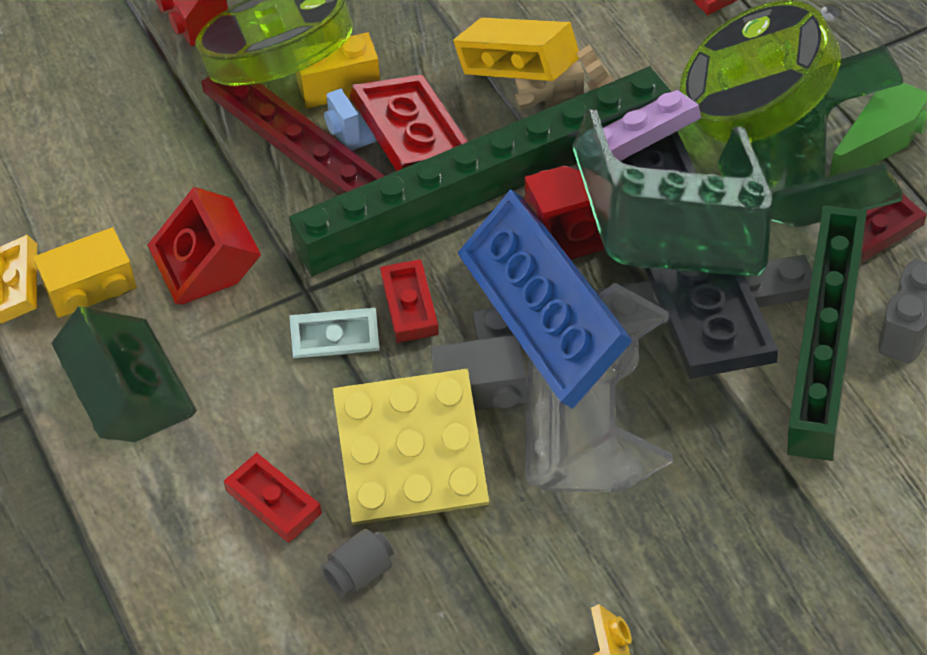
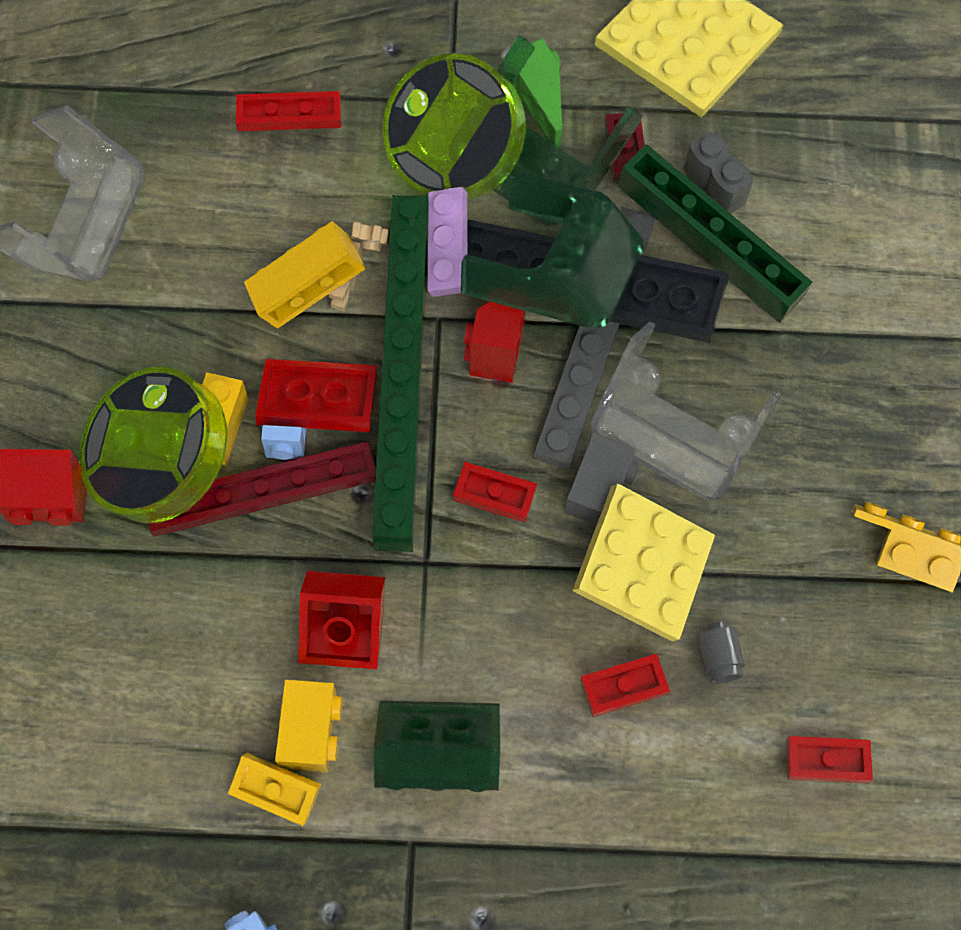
camera: 65 degrees left, 15 degrees up
(334, 333) = (486, 562): light aqua slope -> none
(544, 299) = (584, 395): blue plate -> none

